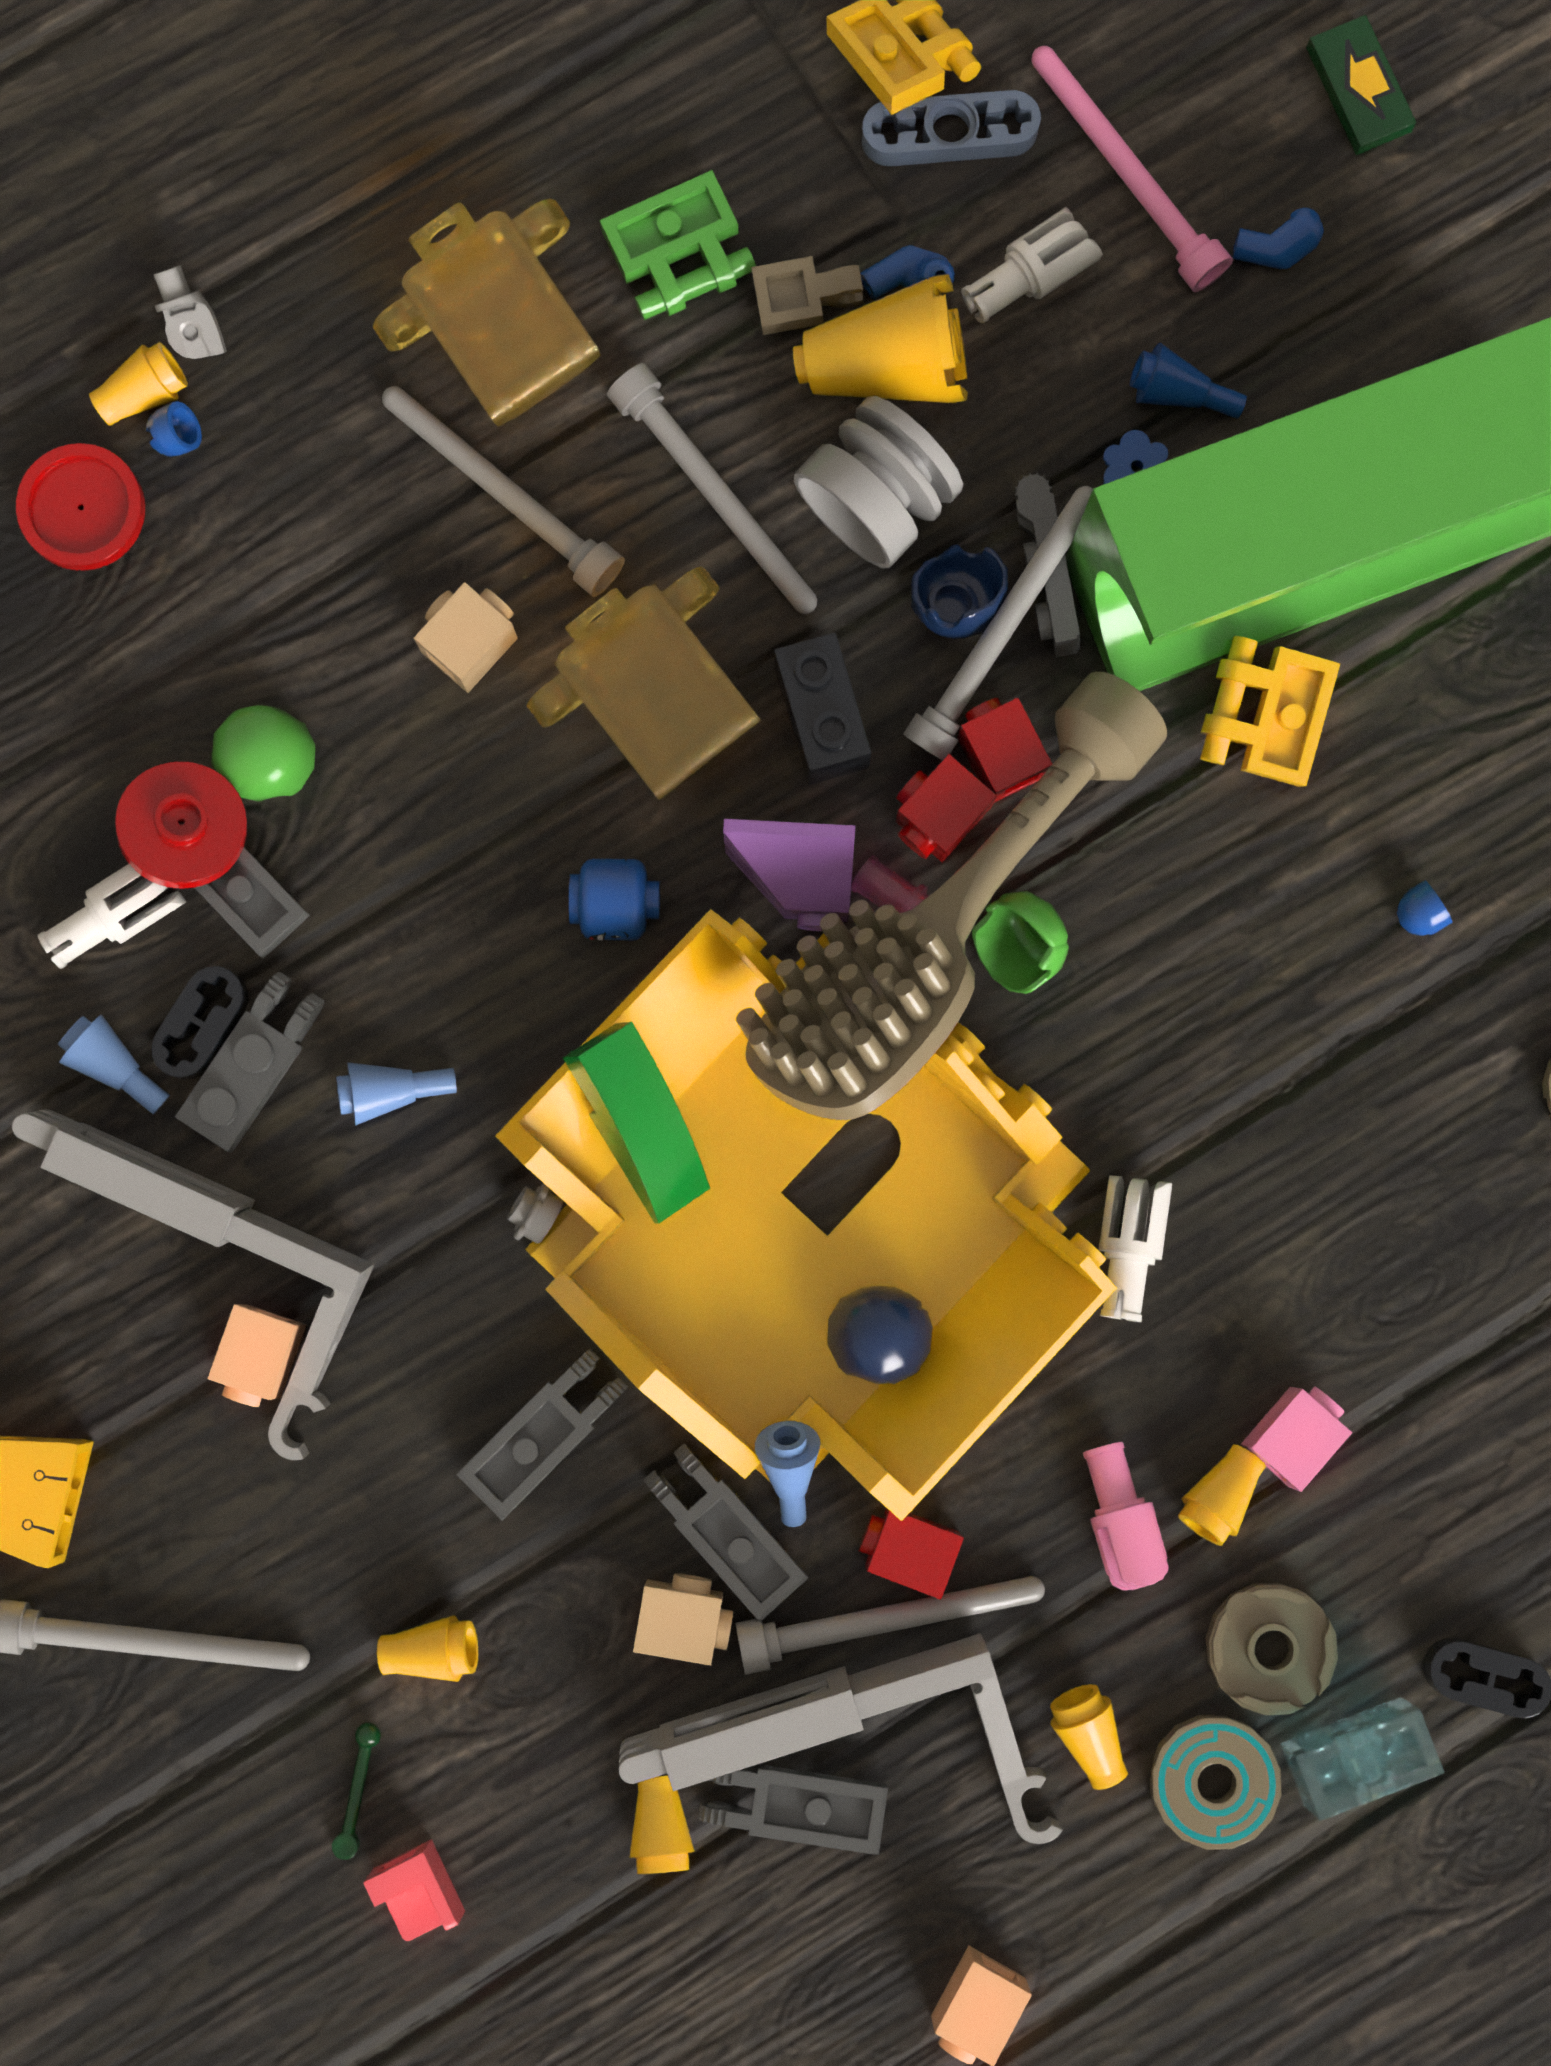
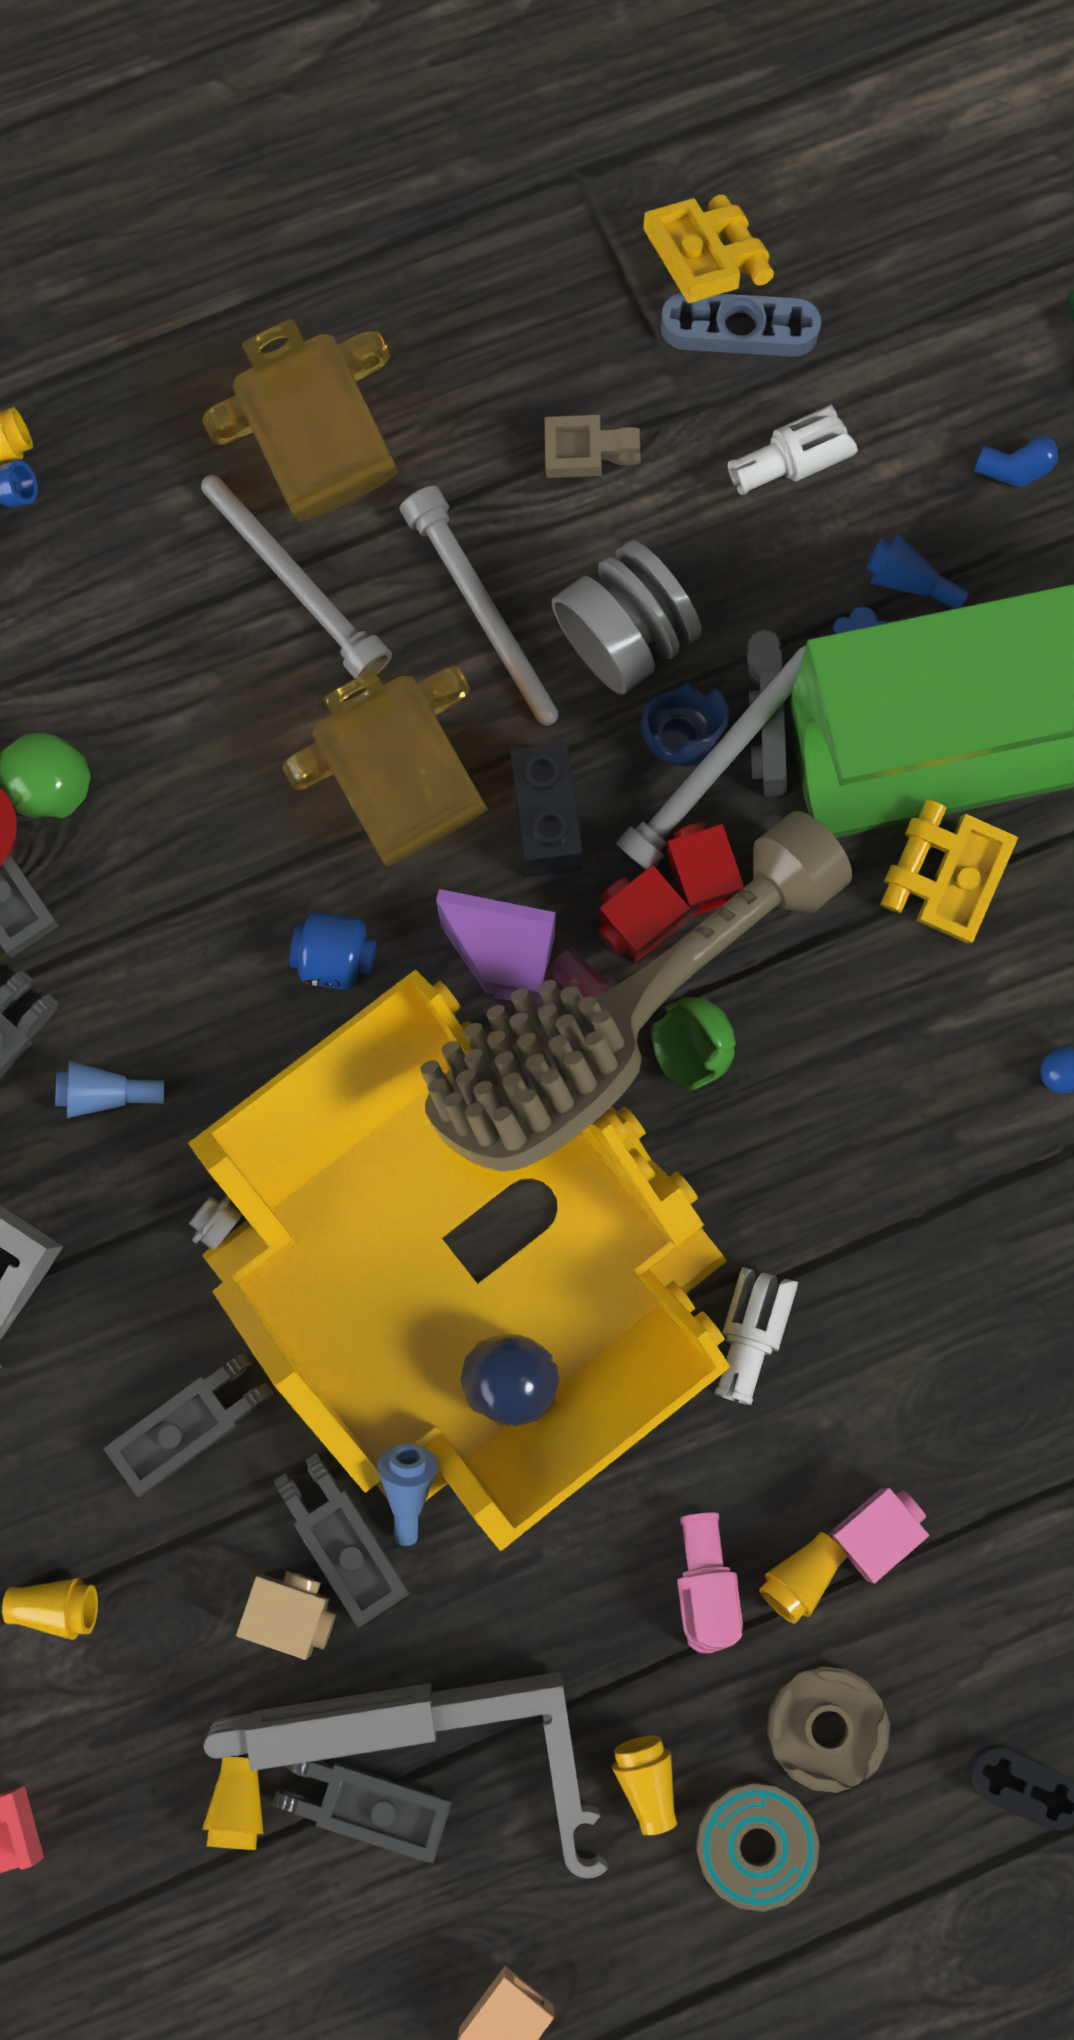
camera: 10 degrees right, 5 degrees down
(188, 317) = (43, 390): light grey piece -> none
(466, 634) = (240, 698): tan brick -> none
(639, 1119) = (320, 1149): green slope -> none
(670, 228) = (477, 375): bright green plate -> none
(765, 1643) = (360, 1649): light grey piece -> none
(889, 348) = (657, 502): yellow cone -> none
(904, 269) = (686, 439): blue arm -> none
(911, 1551) = (507, 1584): red brick -> none
(1199, 257) = (944, 466): bright pink piece -> none
(1362, 1758) = (896, 1843): clear light blue brick -> none

